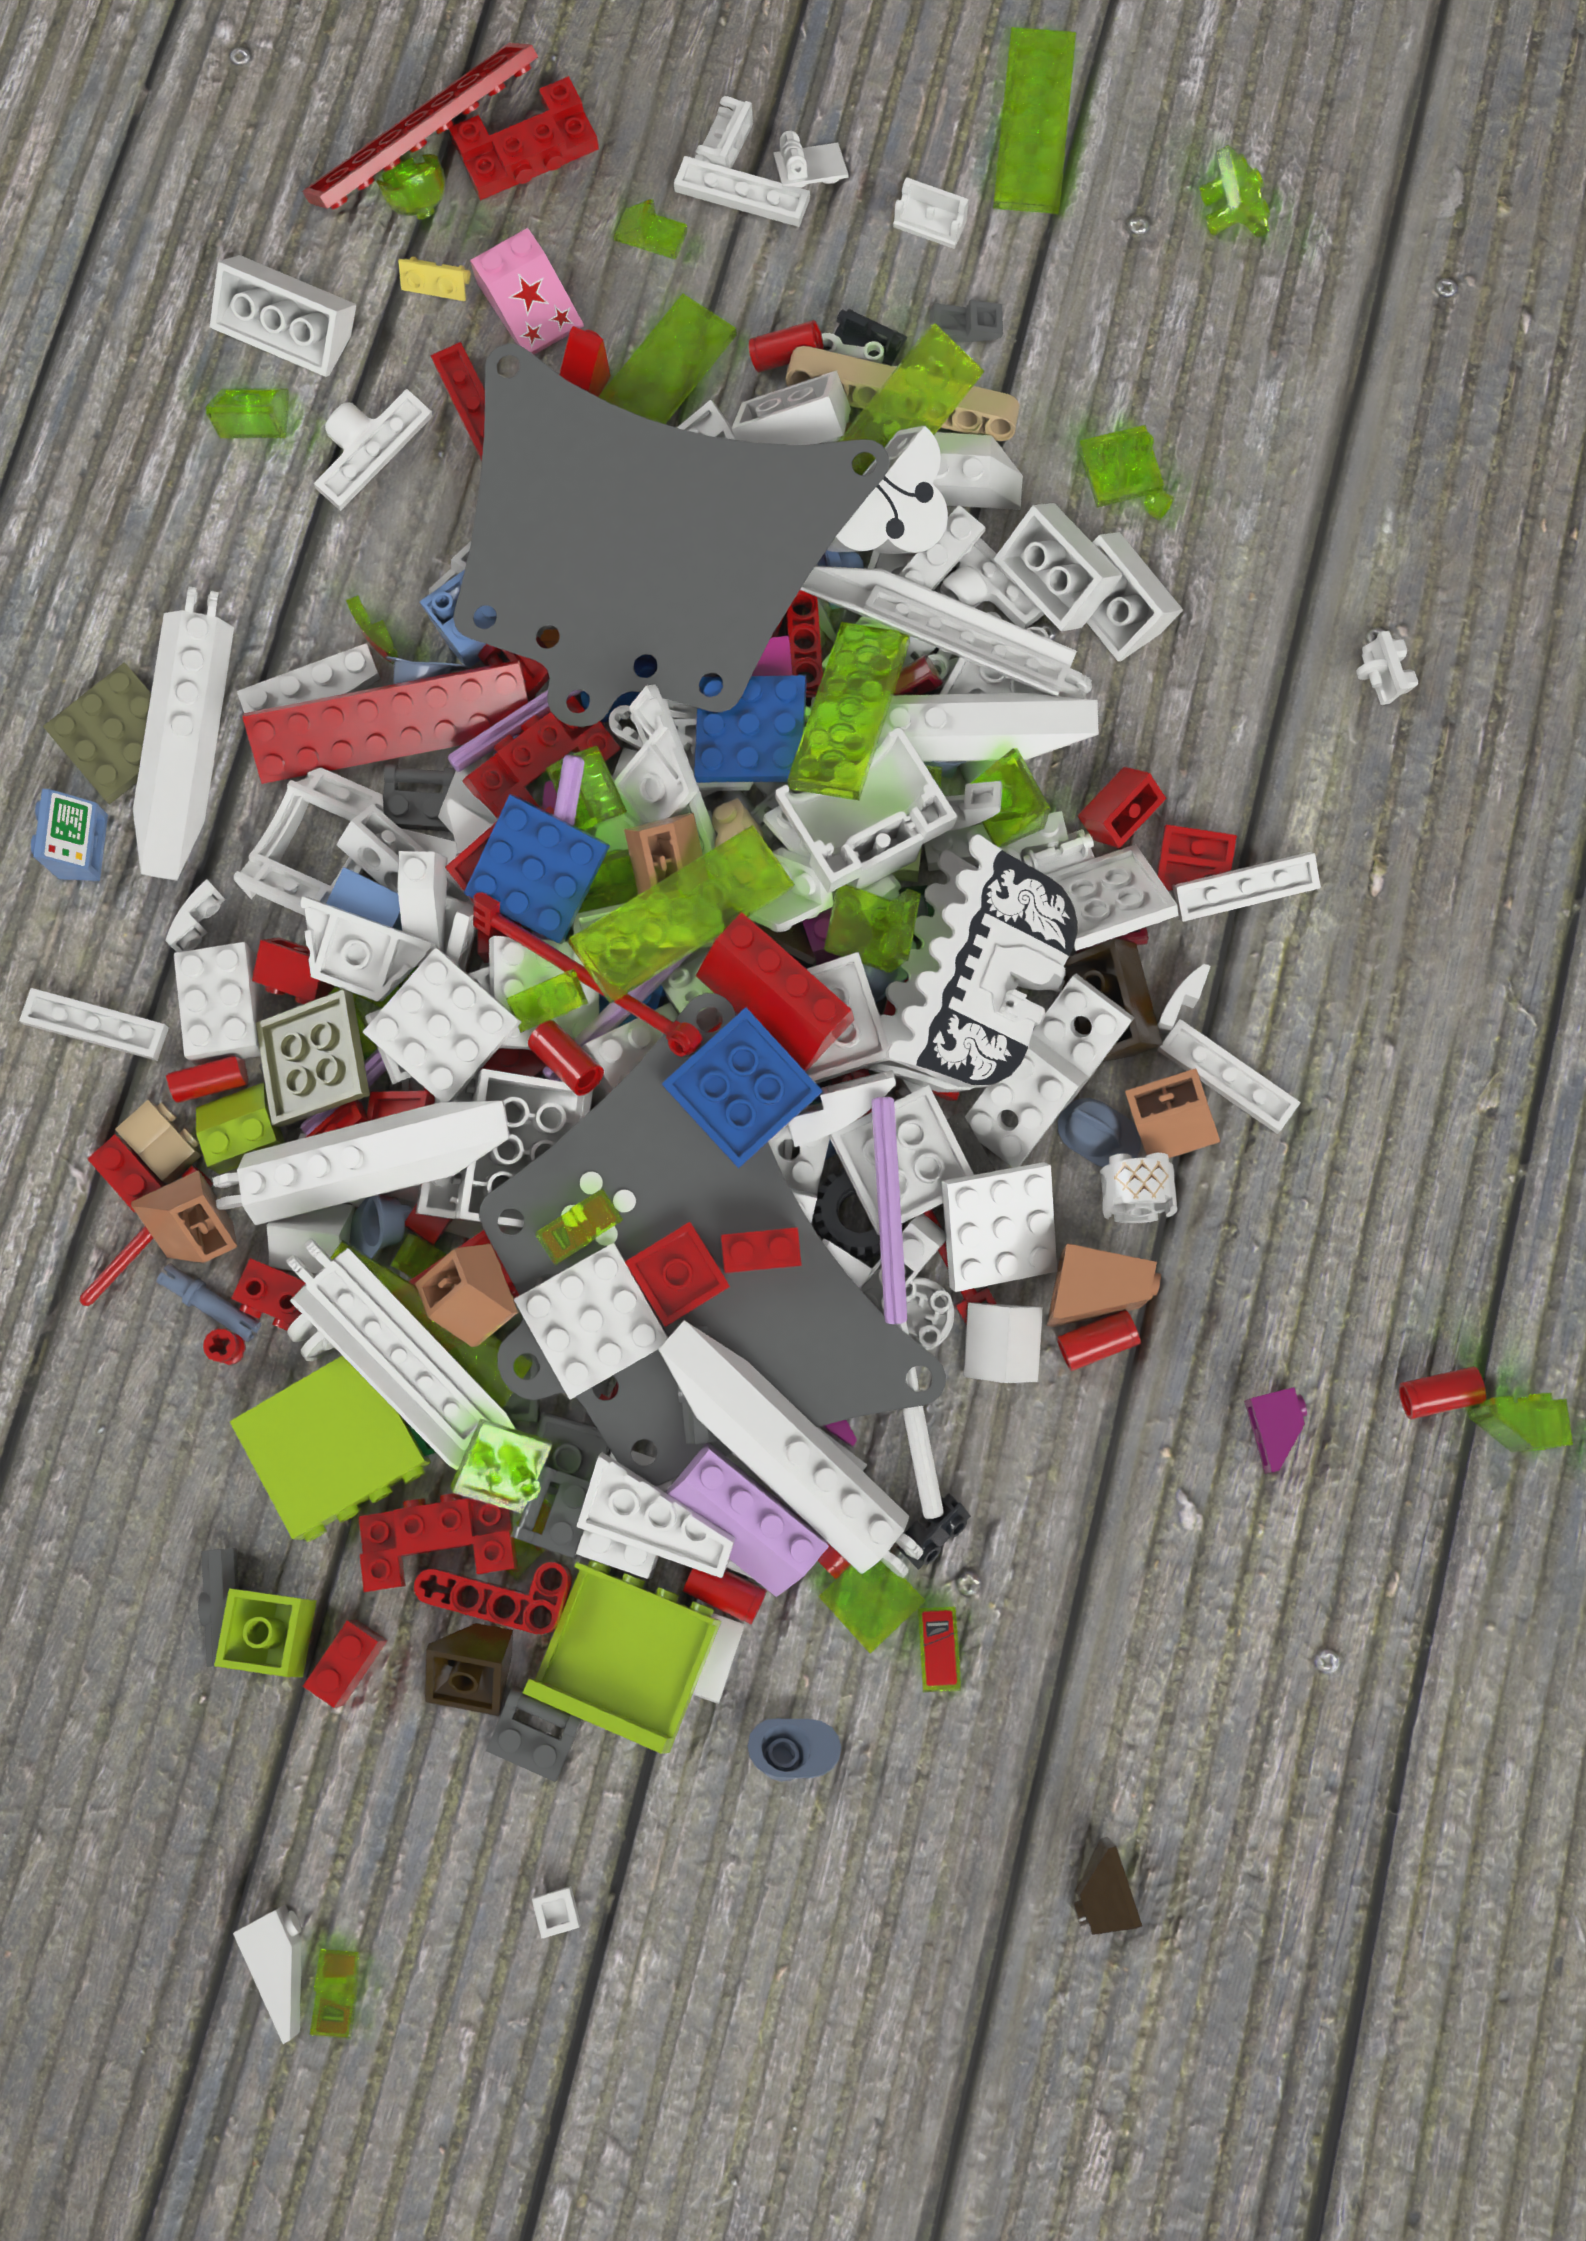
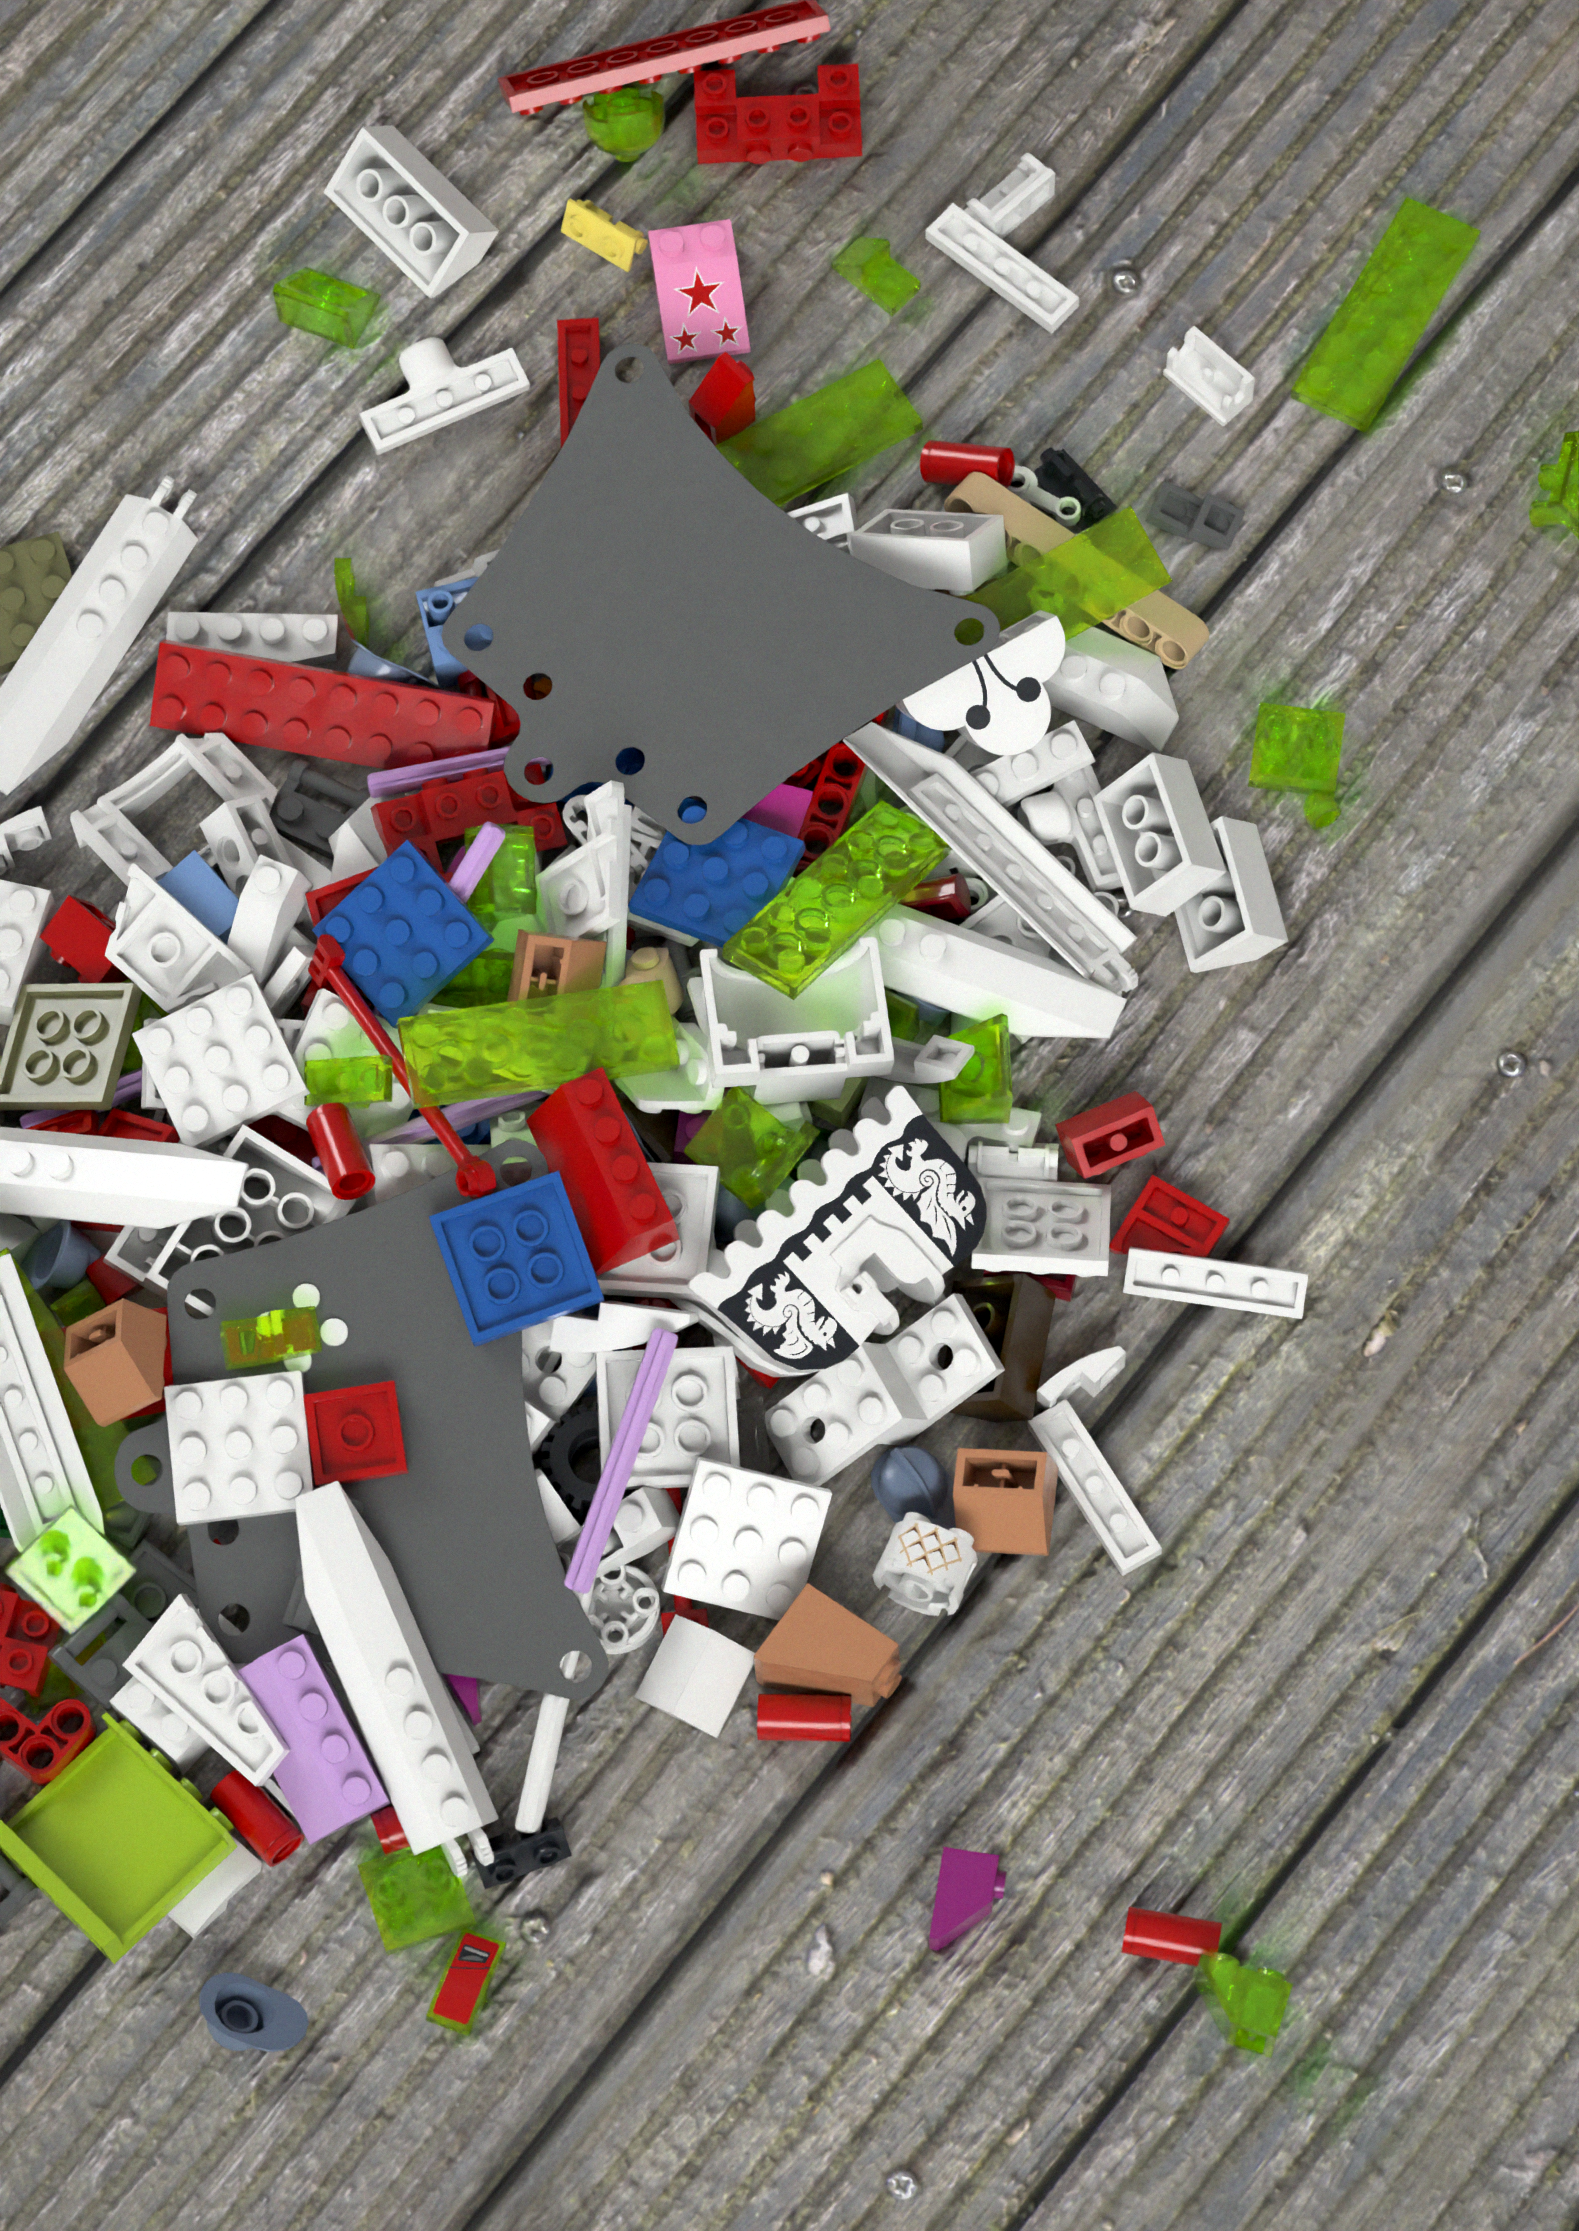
camera: 20 degrees right, 10 degrees down
(761, 1250) = (458, 1444): red brick -> none
(808, 165) = (1093, 266): white hinge -> none
(1384, 668) = (1491, 1100): white hips -> none

